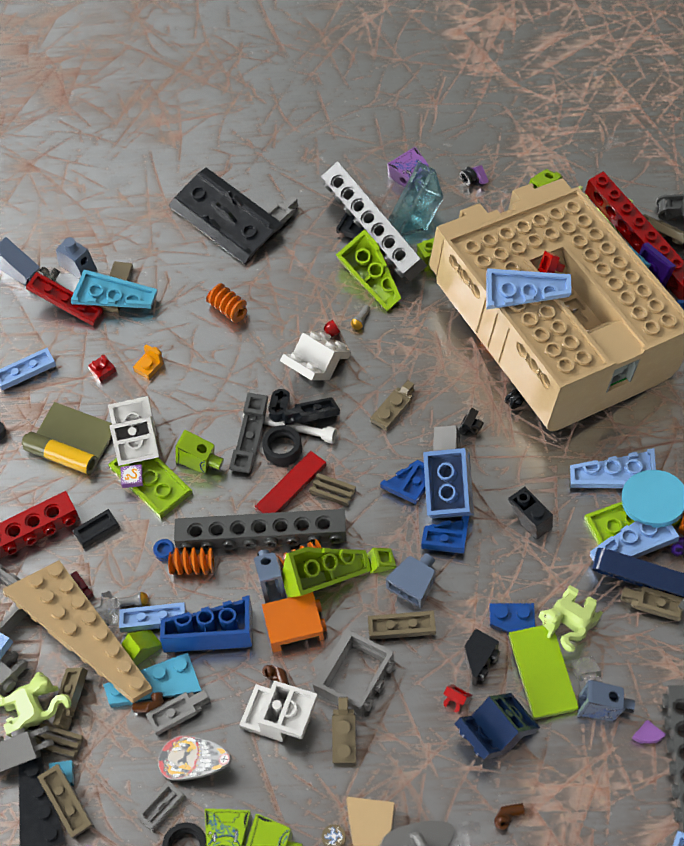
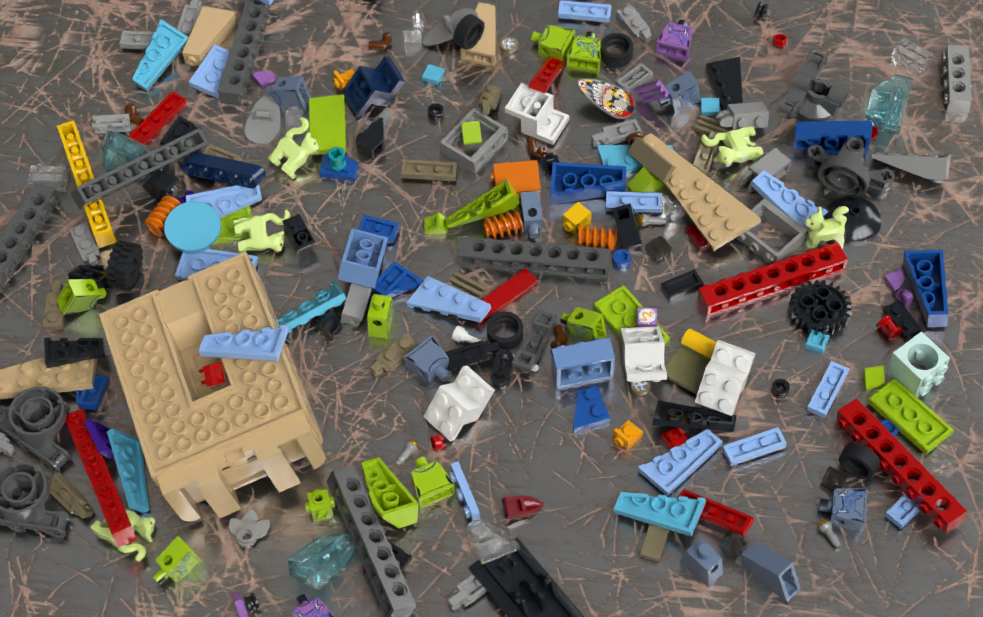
camera: 175 degrees left, 0 degrees up
(49, 413) = (725, 377): none -> white bracket
(65, 801) = (707, 84): dark tan plate -> none
(85, 382) = (691, 417): none -> black wing
(97, 774) = (682, 93): none -> sand blue torso
(100, 340) = (680, 462): none -> light blue wing
(123, 568) = (658, 248): none -> clear smoke tile
(130, 656) = (651, 159): none -> dark tan tile
(134, 765) = (653, 94): none -> medium lavender tile
(157, 581) = (627, 226): none -> black slope
(187, 383) = (589, 409): none -> blue wing
(195, 410) = (583, 362): none -> medium blue brick
(217, 584) = (574, 217): none -> yellow brick
(221, 448) = (561, 337): none -> reddish brown arm
(227, 303) = (540, 485): orange piece -> none
(246, 283) = (520, 506): none -> dark red plate
(256, 658) = (547, 163): none -> black tile
(265, 243) = (489, 540): none -> clear slope
(272, 770) = (546, 74): none -> red tile
(298, 286) = (463, 492): none -> light blue plate
(330, 290) = (431, 482): none -> lime torso
(353, 468) = (448, 300): none -> light blue wing
(355, 665) = (471, 132): none -> lime slope
(356, 400) = (428, 361): none -> sand blue torso
(383, 806) = (469, 31): none -> black tyre
(413, 579) = (412, 200): sand blue torso -> none
(415, 431) = (380, 310): none -> lime torso
(416, 709) = (435, 116): none -> black bush
(426, 773) = (433, 74): none -> medium azure tile
(457, 695) = (397, 115): red tile -> none
(492, 435) = (308, 309): none -> medium azure wing
(516, 601) = (337, 156): none -> teal bush
(539, 745) = (341, 80): none -> light orange bracket
(581, 504) = (257, 231): none -> yellowish green animal
(627, 667) = (264, 121): none -> light grey shield

